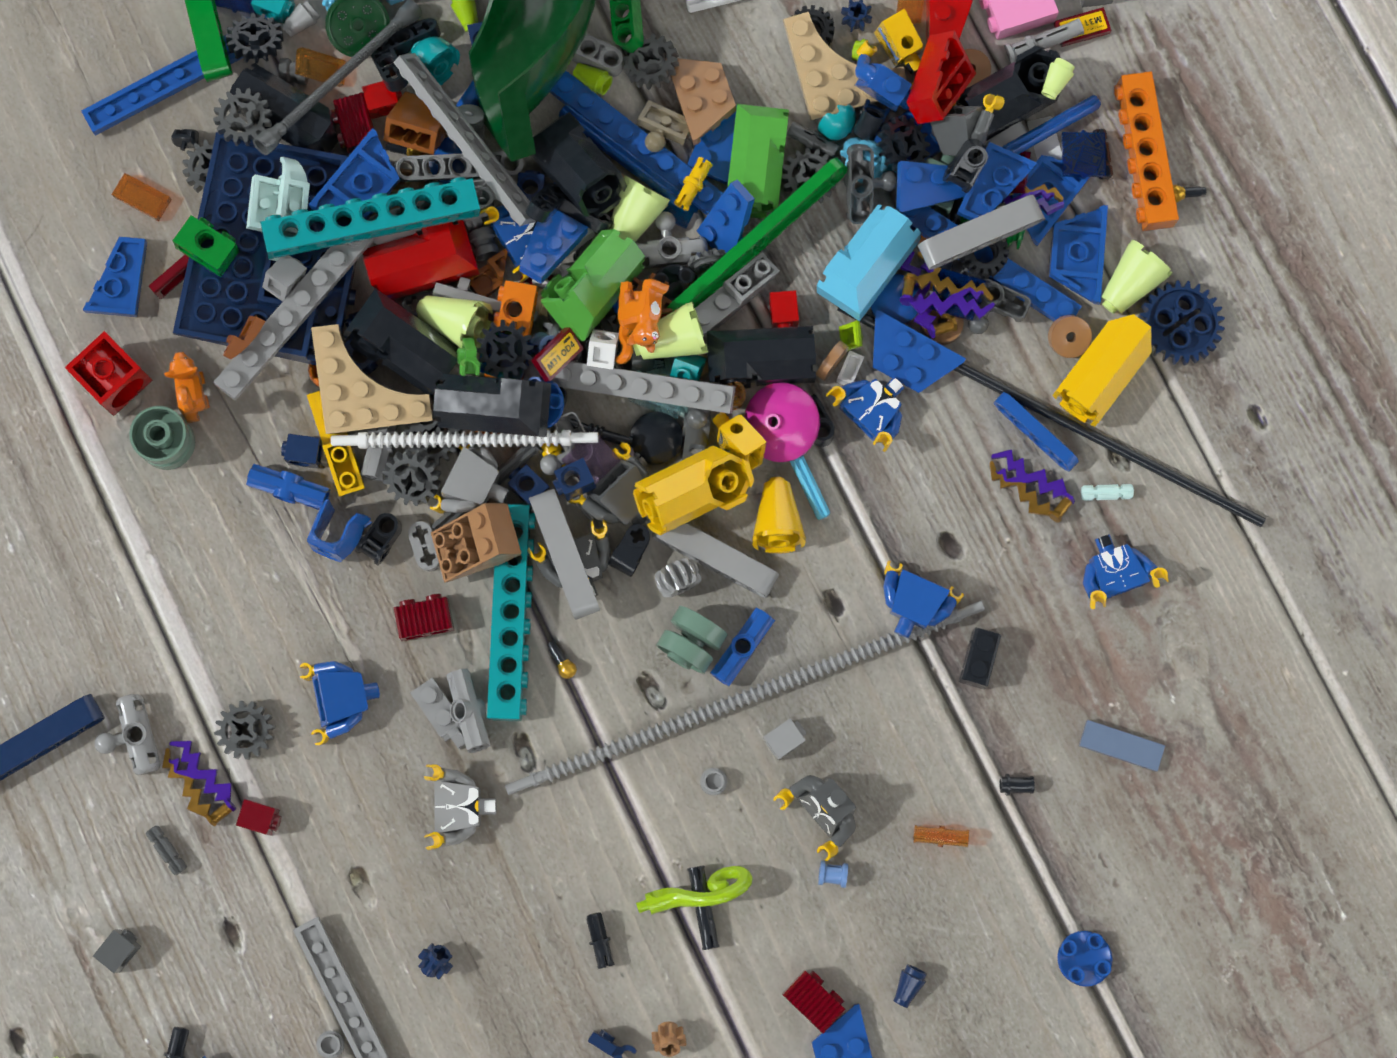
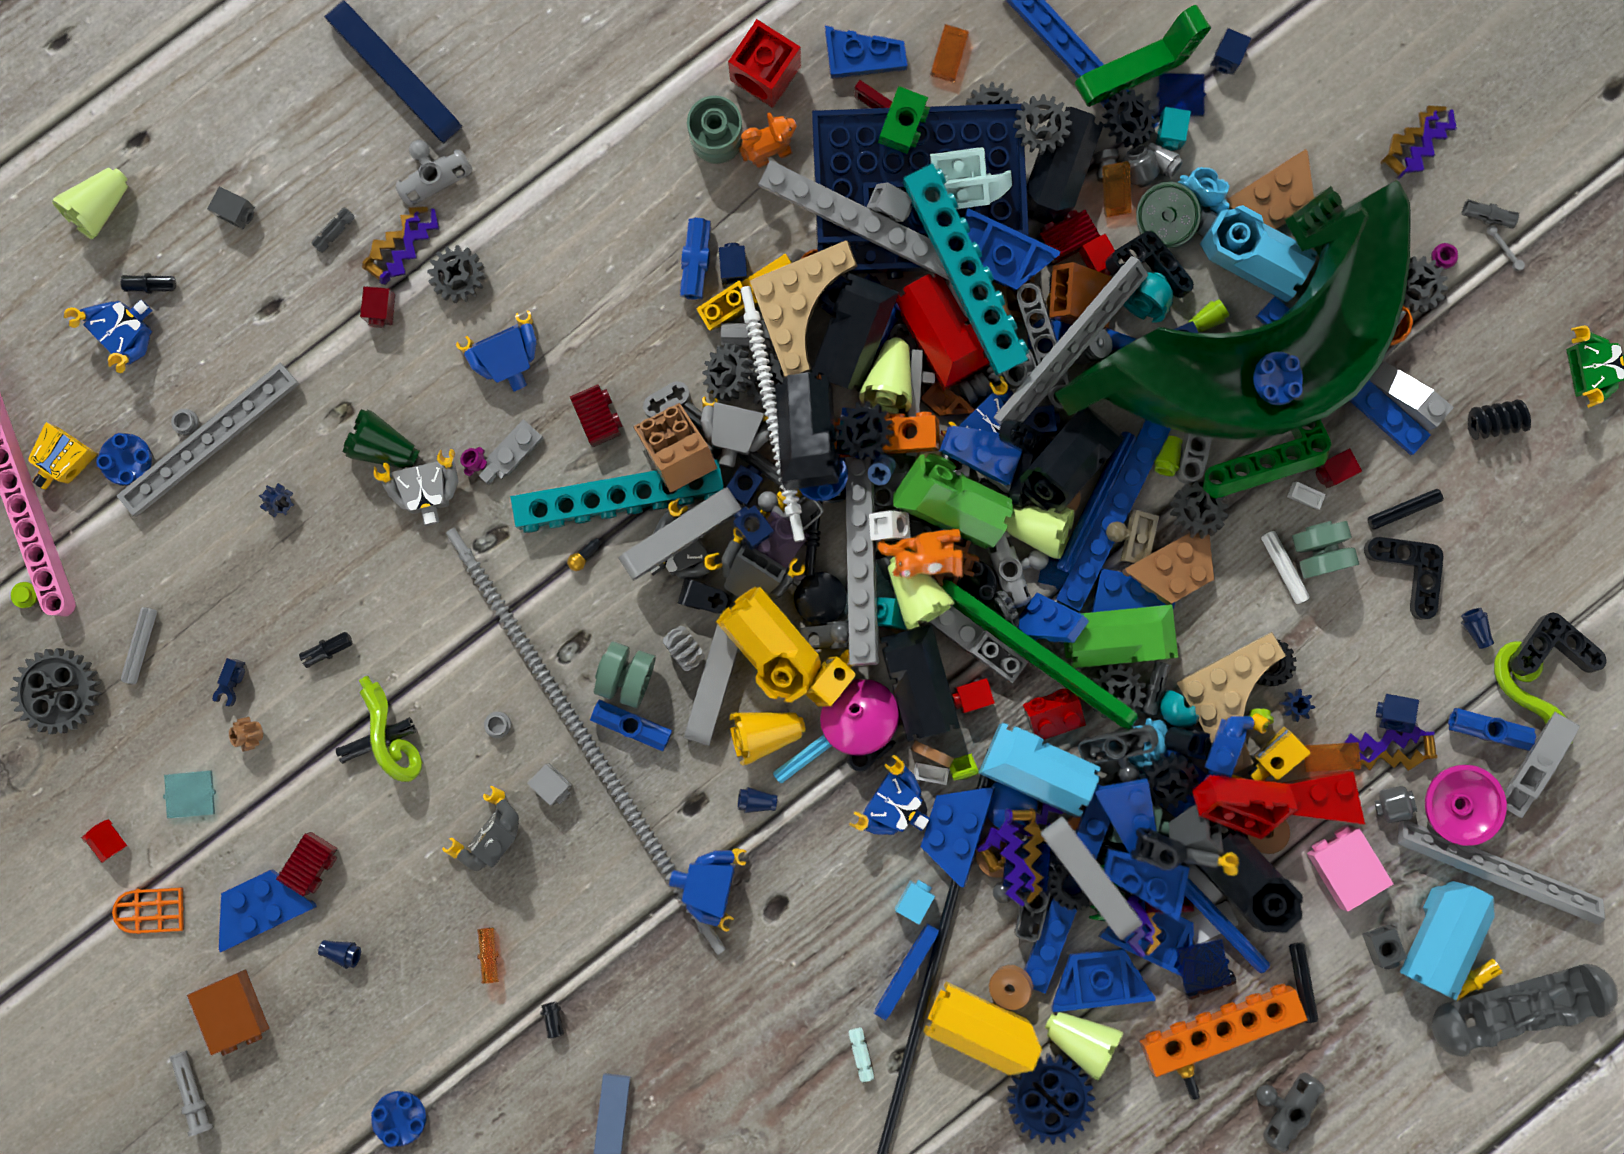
camera: 80 degrees right, 5 degrees up
(185, 138) = (1017, 79): black piece -> none
(248, 334) = (823, 181): dark orange slope -> none
(269, 138) = (1024, 154): dark grey hose -> none
(304, 36) = (1142, 165): none -> dark grey head
(349, 540) = (651, 326): blue piece -> none
(379, 539) = (660, 354): black piece -> none
(400, 842) = (379, 443): none -> dark green cone
(434, 751) = (473, 460): none -> magenta plate
(467, 358) = (847, 396): bright green plate -> none
(468, 710) = (515, 477): light grey piece -> none
(557, 354) = (872, 482): tile -> none
(693, 183) = (1080, 578): yellow pin -> none
(740, 395) = (871, 672): clear orange pin -> none
(816, 238) = (1054, 714): none -> red bracket
(833, 874) = (431, 858): medium blue bush -> none
(841, 543) = (753, 800): none -> dark blue cone
(970, 408) = (915, 901): none -> medium azure brick
(980, 658) = (666, 959): black brick -> none
(1022, 478) = (857, 967): piece -> none
(1045, 39) = (1314, 901): light grey pin -> none
(1057, 77) = (1272, 925): yellowish green cone -> none
(1094, 24) = (1340, 938): tile -> none
(1113, 68) = (1303, 981): none -> black axle
(1118, 571) = (781, 1080): blue torso -> none
(1239, 116) = (1290, 1127): none -> dark grey piece

